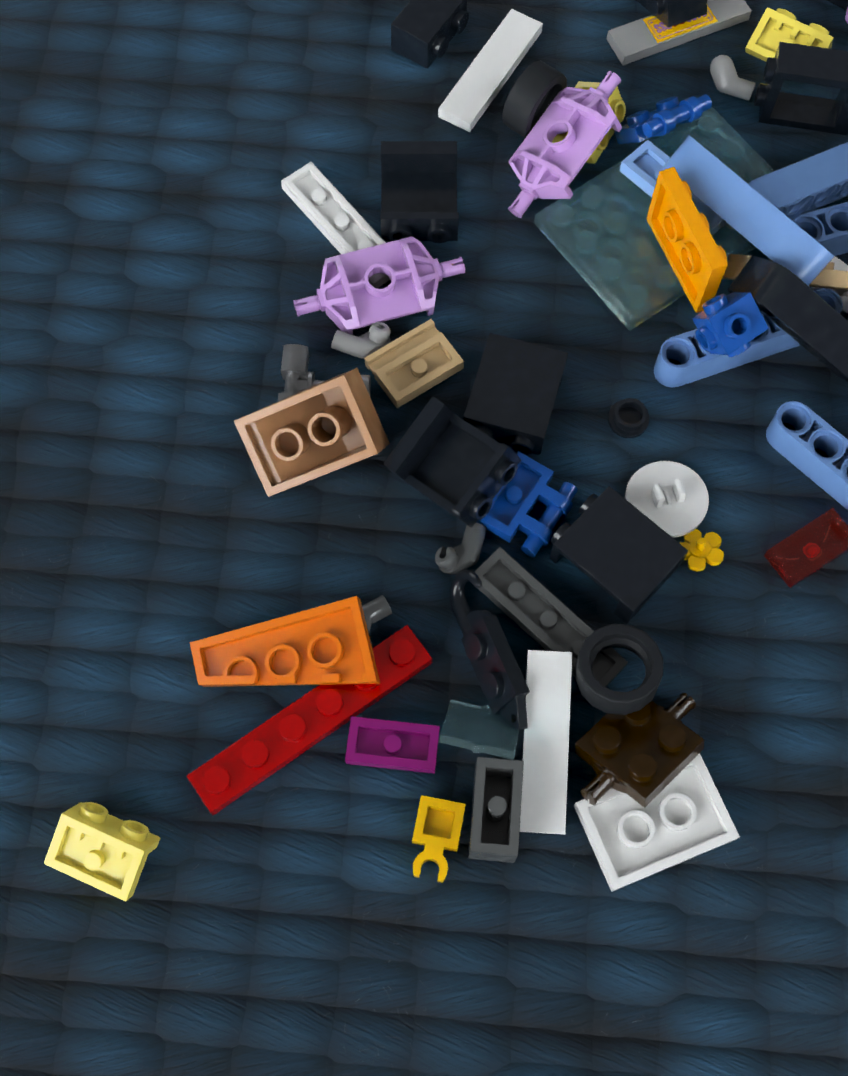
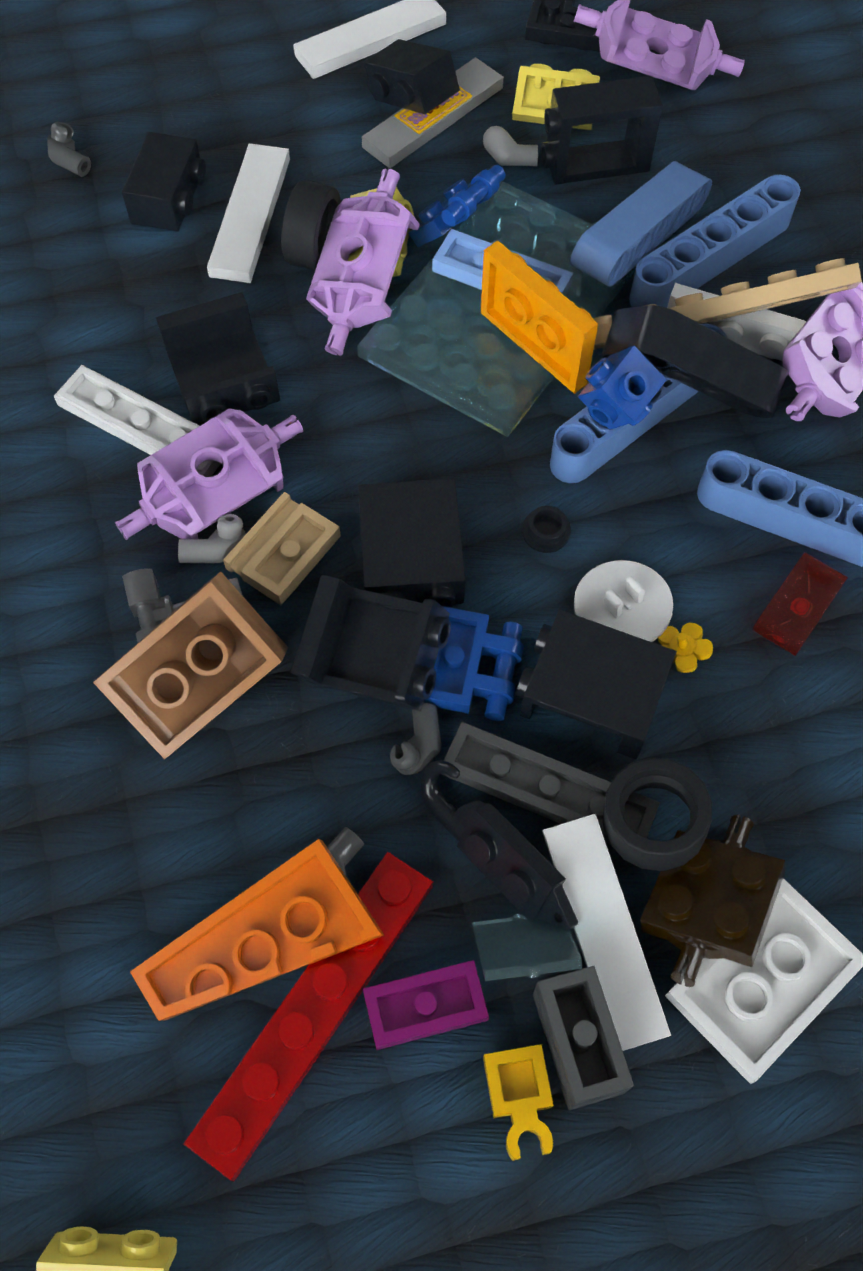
camera: 20 degrees left, 5 degrees down
(749, 211) = (594, 264): medium blue beam -> none

